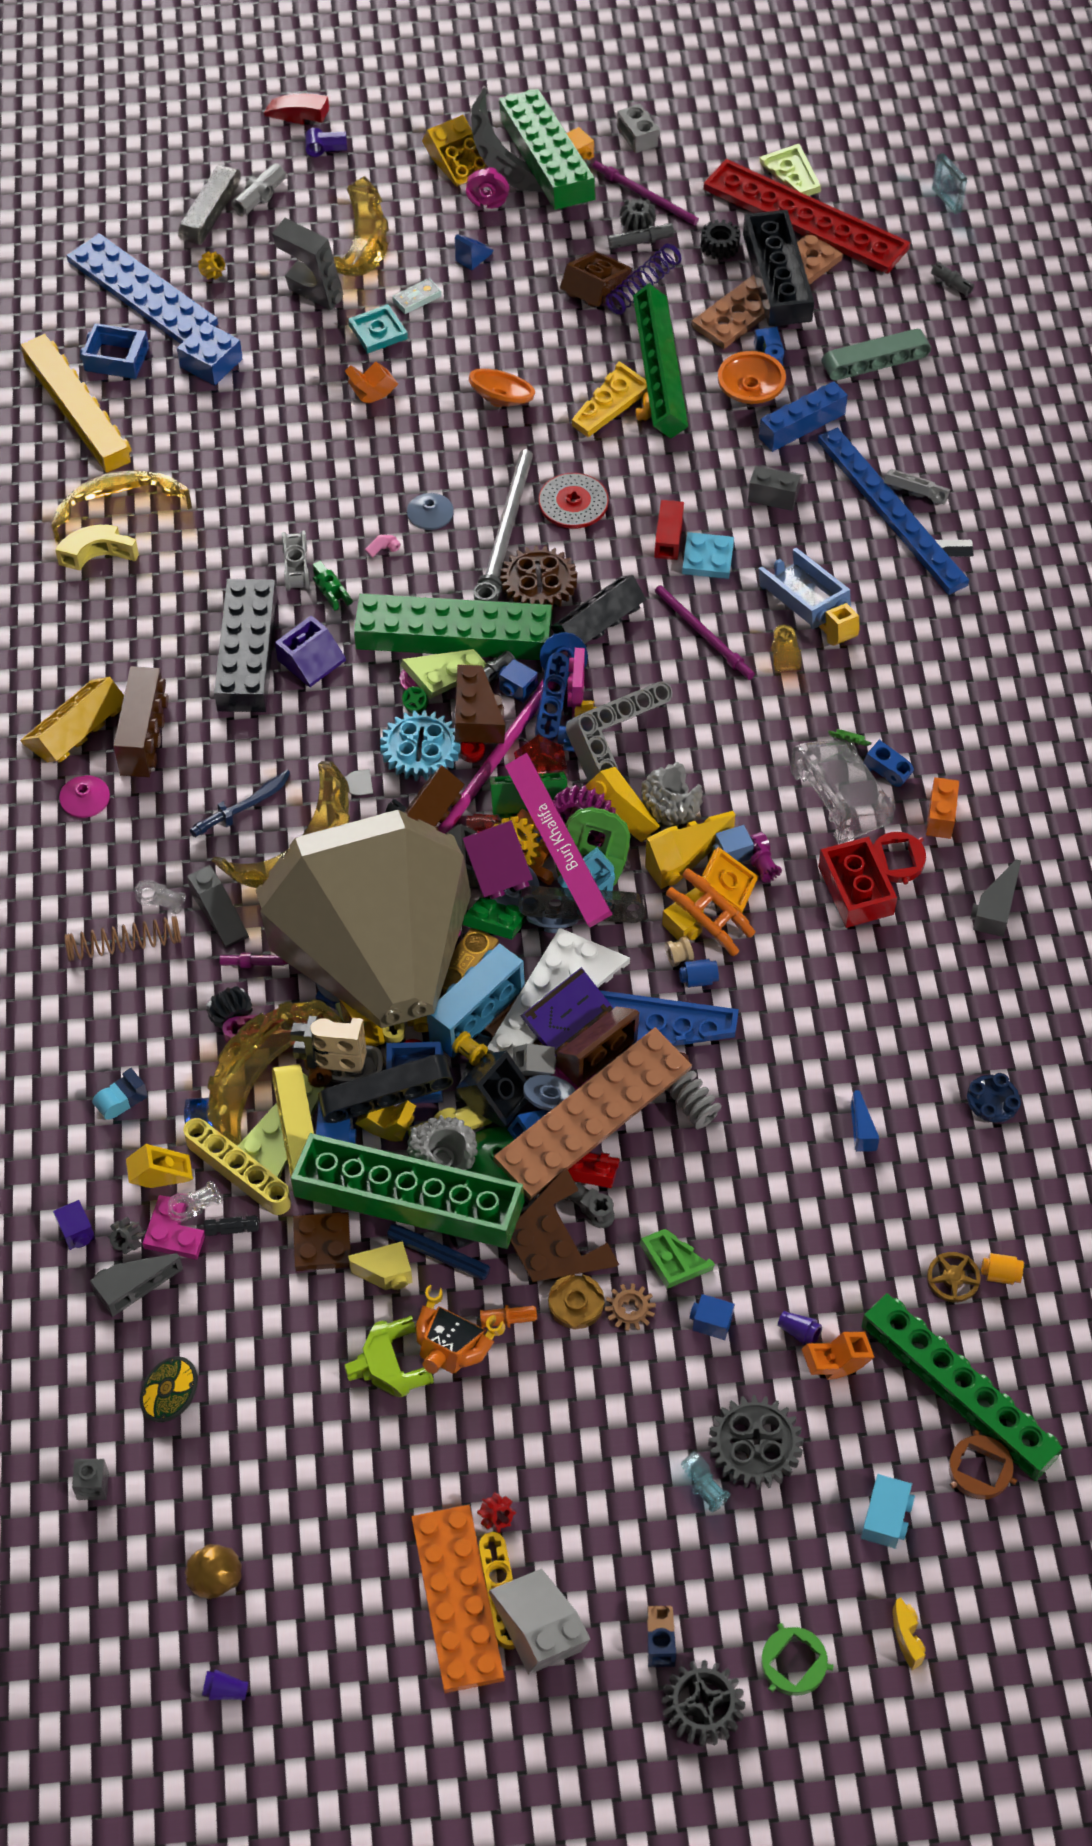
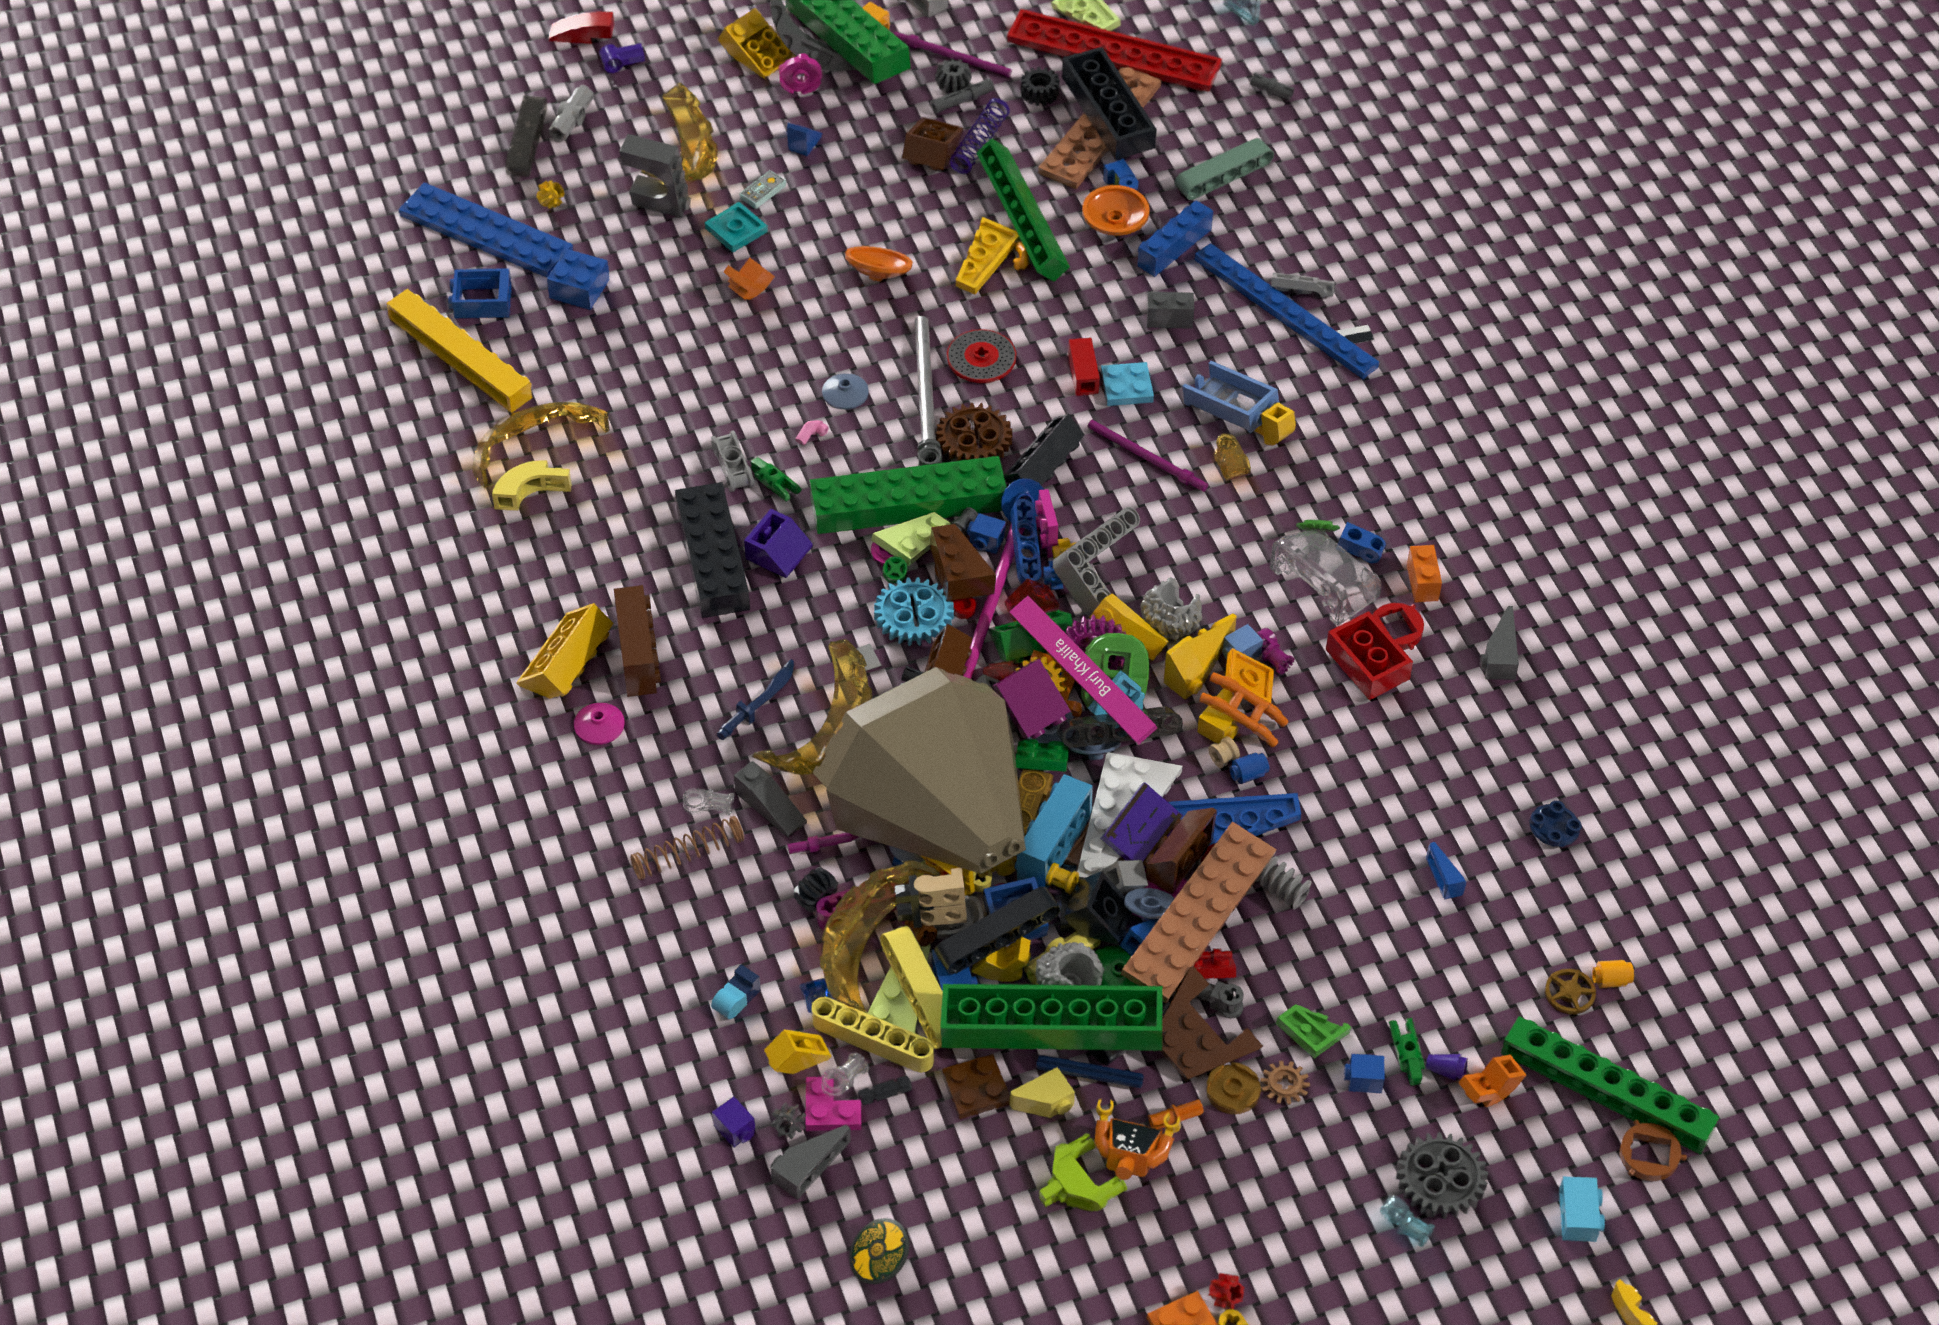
camera: 15 degrees left, 5 degrees down
(764, 1314) = (1408, 1051): none -> green hinge

